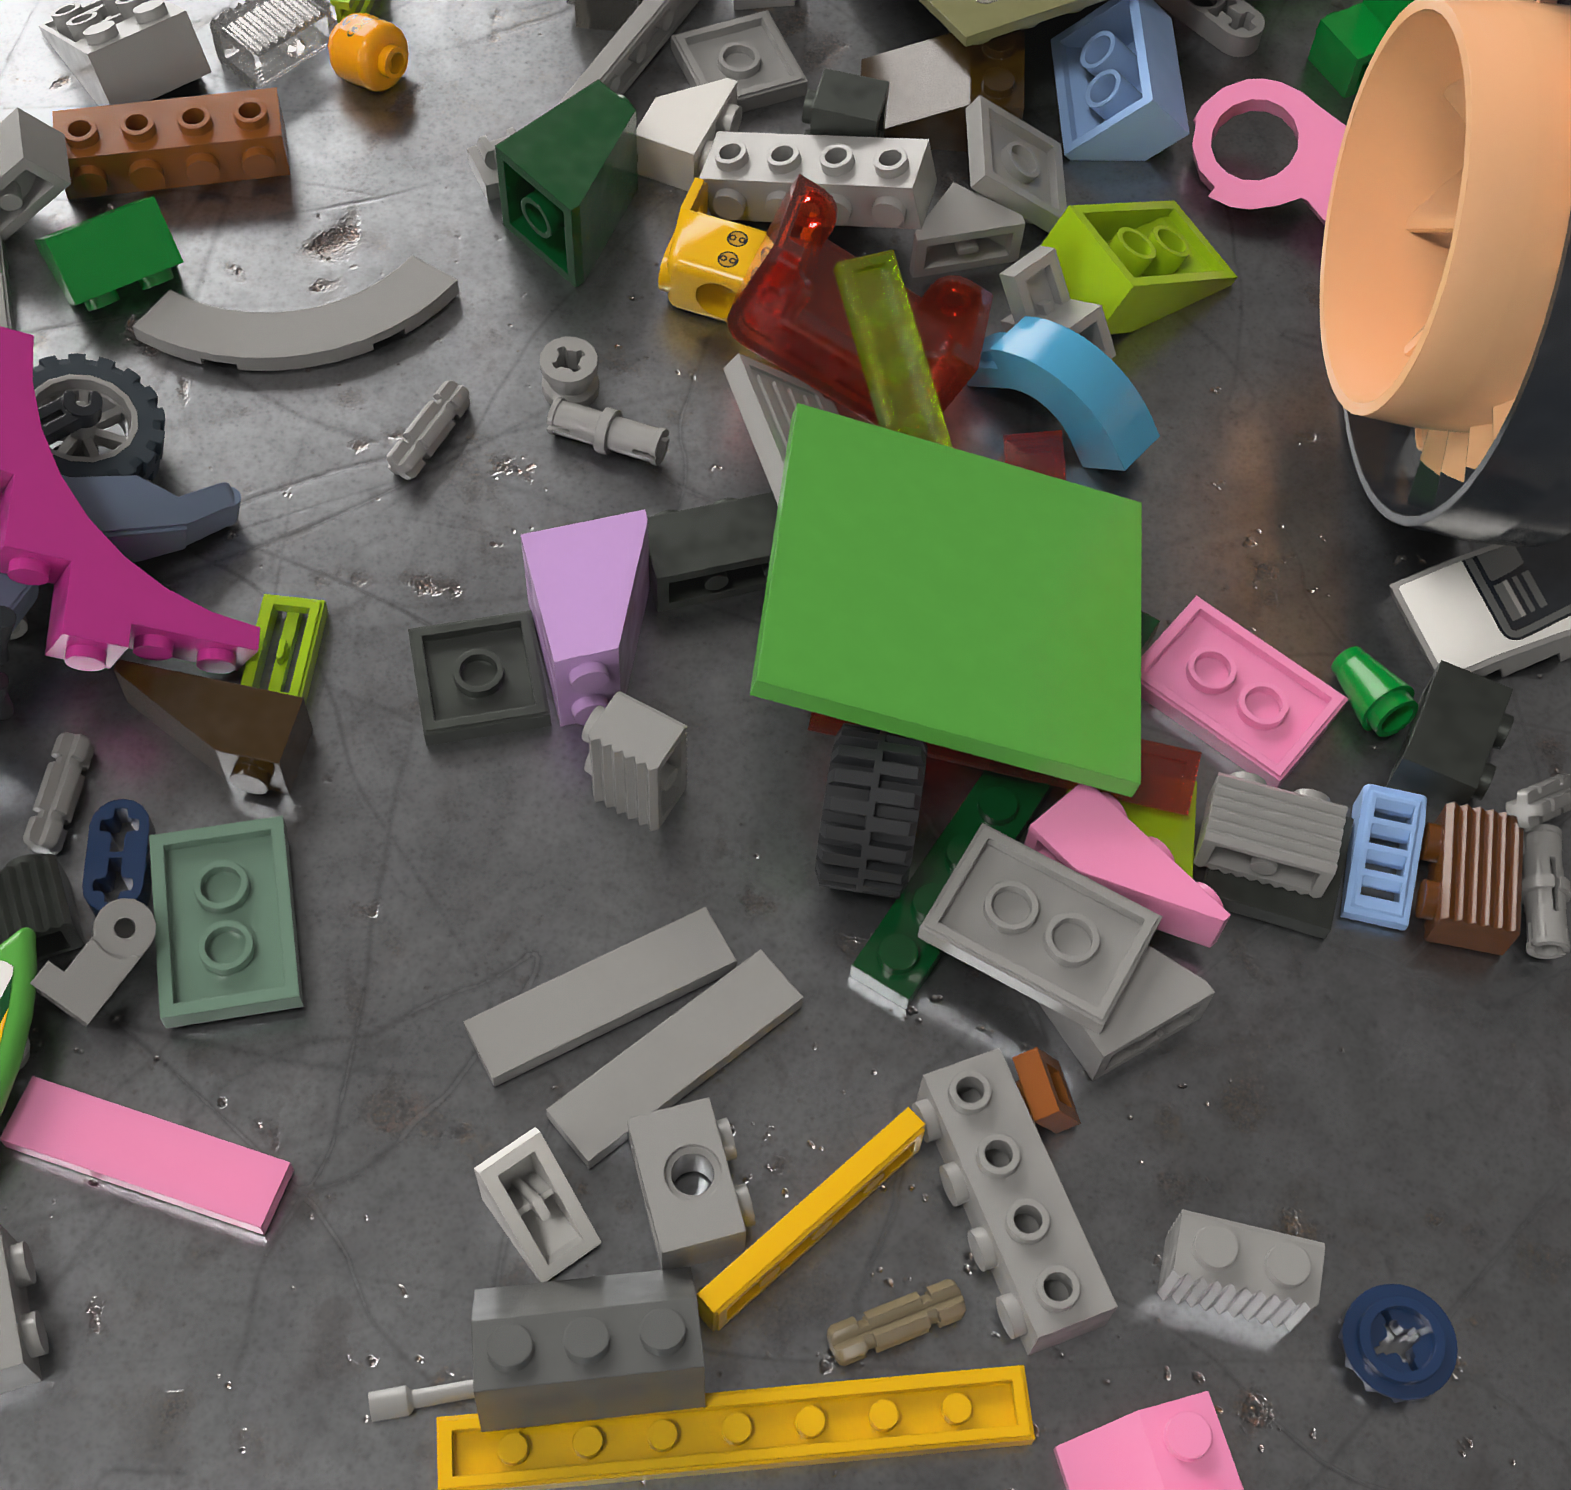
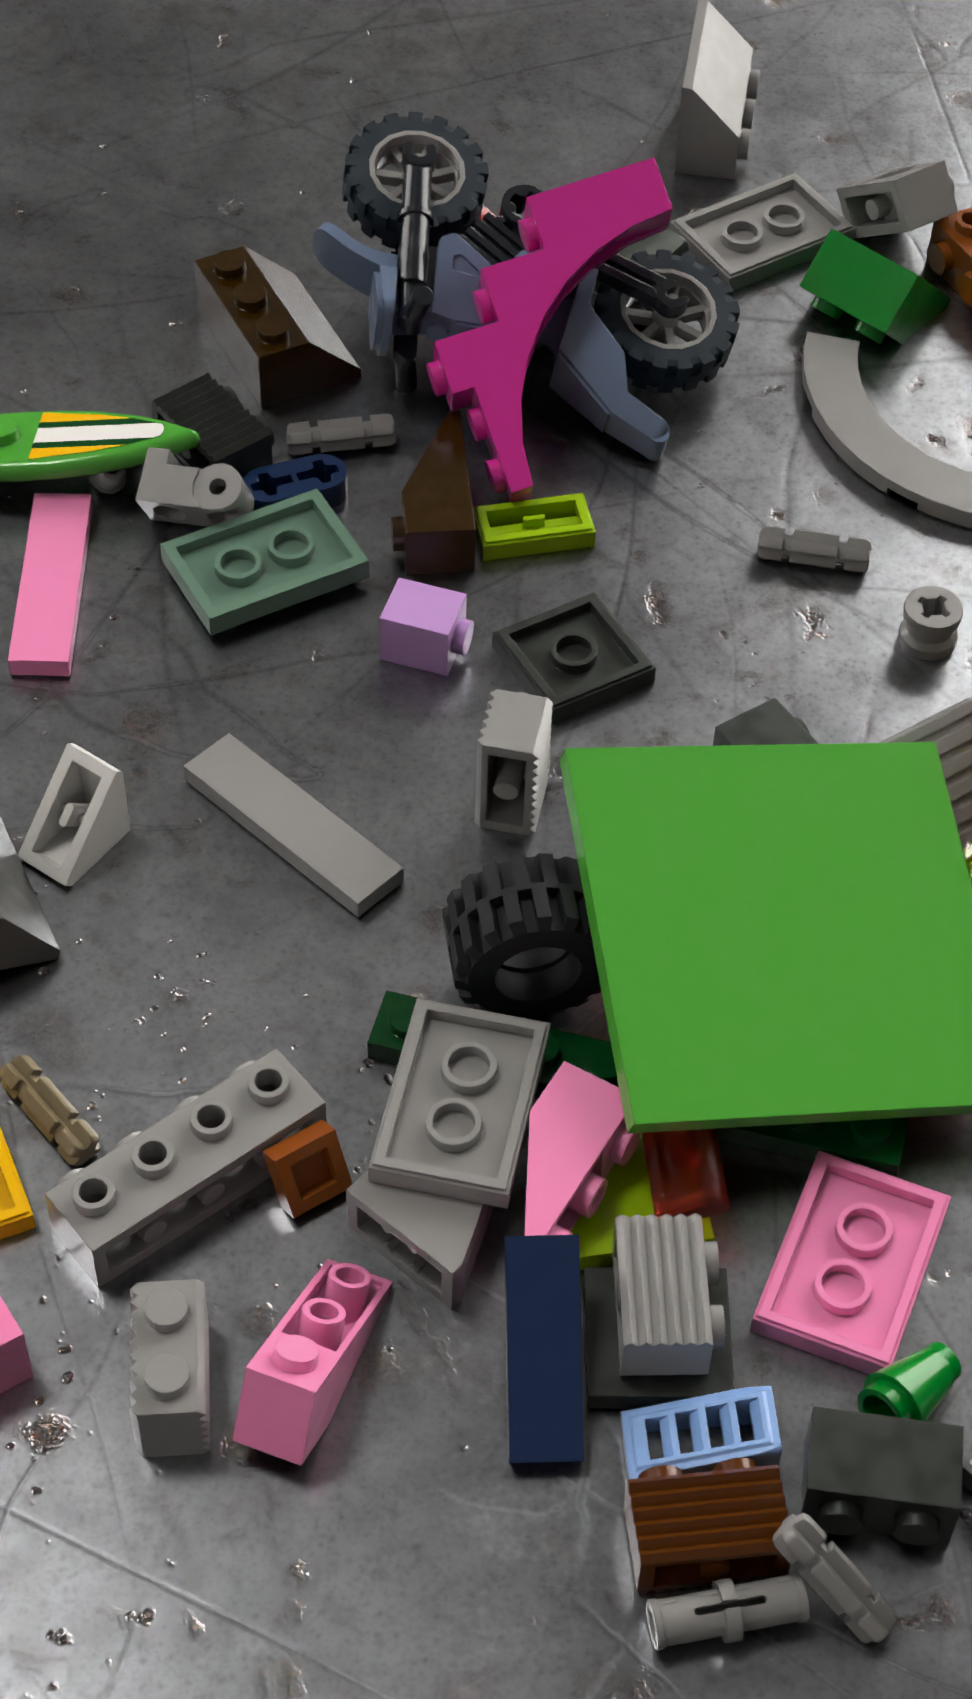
camera: 75 degrees right, 10 degrees down
(396, 792) = (424, 627): none -> lavender brick
(588, 607) = (650, 681): lavender slope -> none
(607, 431) = (881, 668): light grey pin -> none
(675, 1057) = (253, 891): light grey tile -> none
(683, 1225) = (126, 918): light grey brick -> none
(810, 1220) = (120, 1013): yellow tile -> none
(1251, 1144) = (308, 1361): none -> bright pink slope
(1302, 941) = (543, 1349): none -> dark blue tile
(1405, 1311) = (151, 1509): dark blue gear -> none

